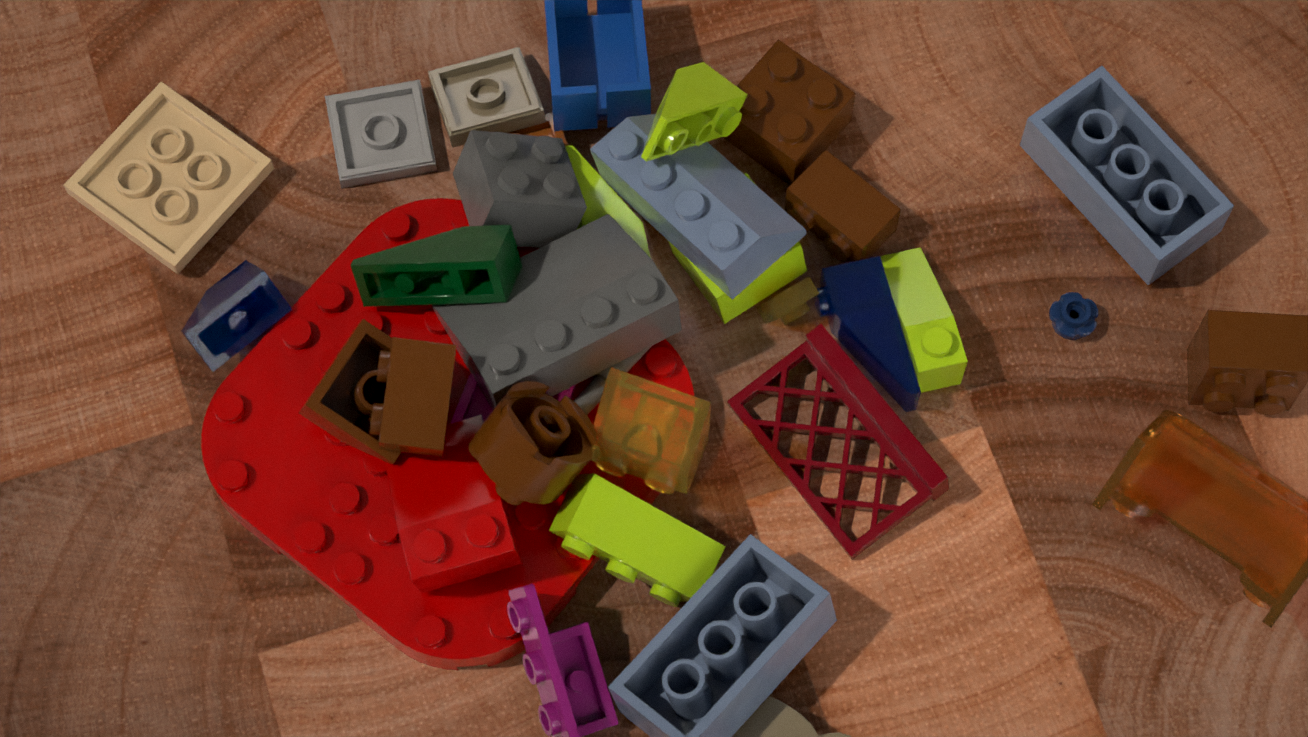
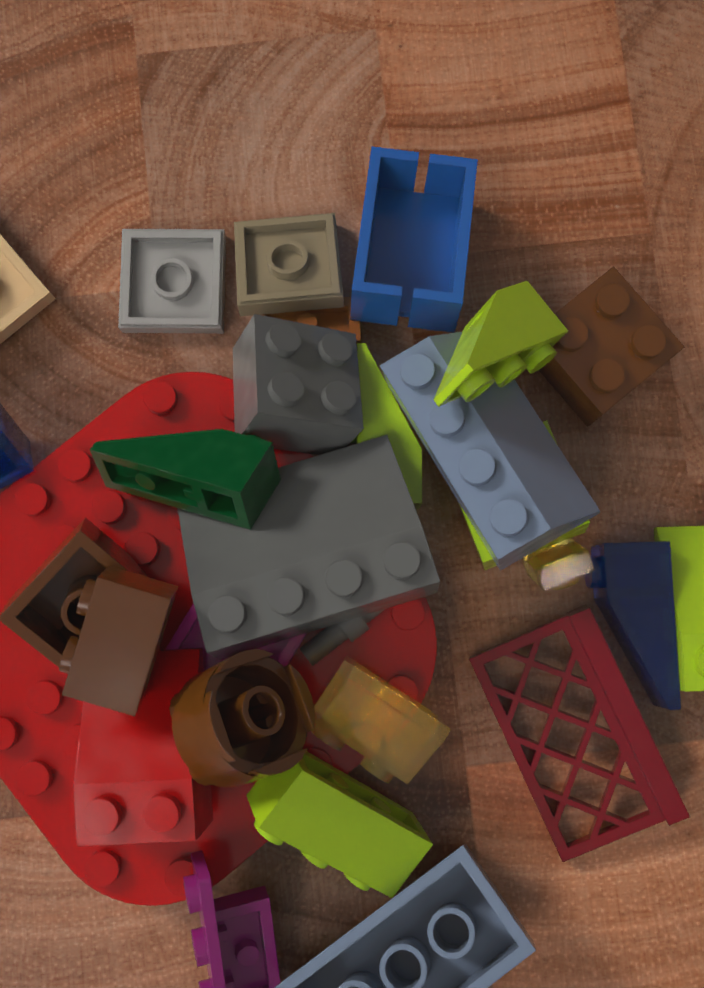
camera: 15 degrees right, 15 degrees up
(841, 209) = (637, 472): reddish brown brick -> none

